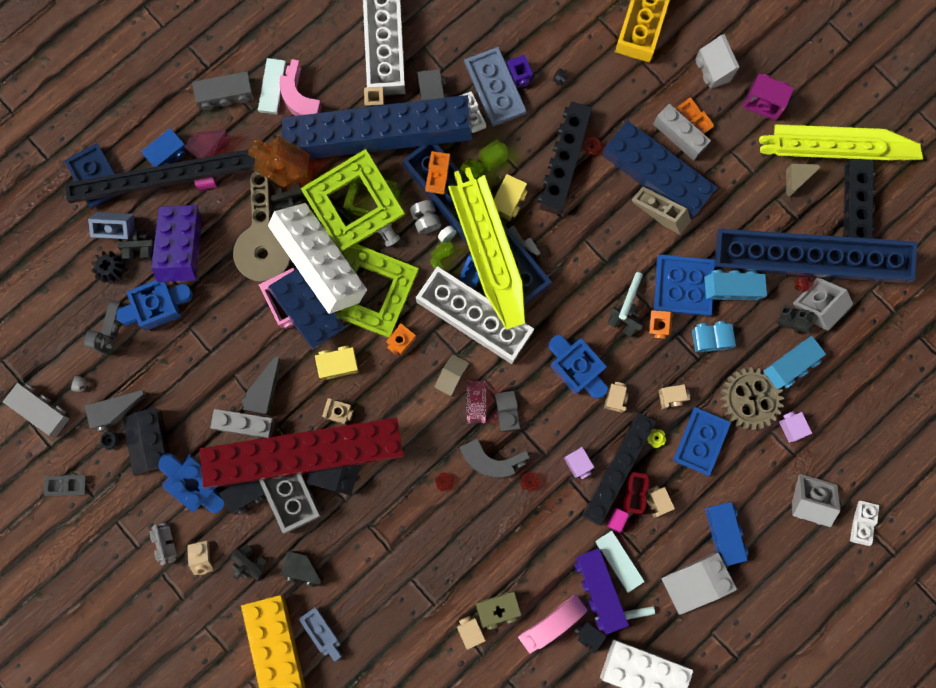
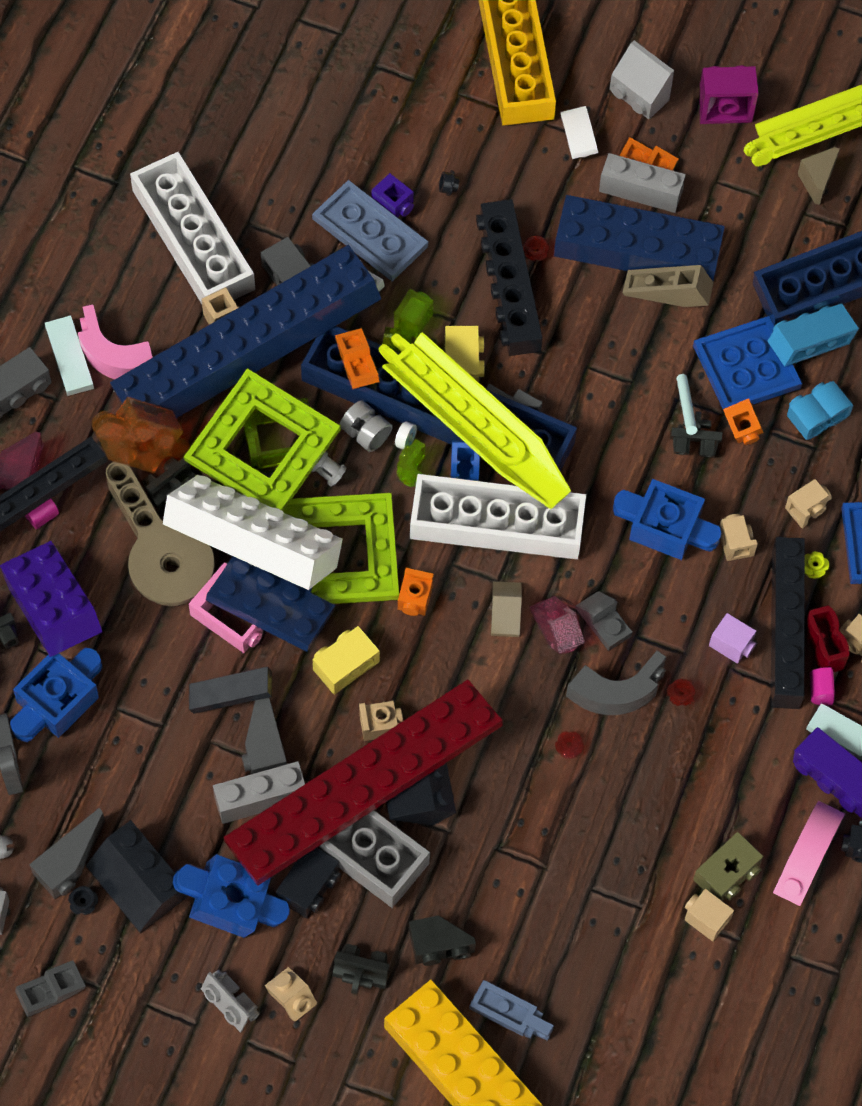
camera: 25 degrees left, 15 degrees down
(257, 351) = (230, 690): none -> black tile
(659, 79) = (579, 132): none -> white slope

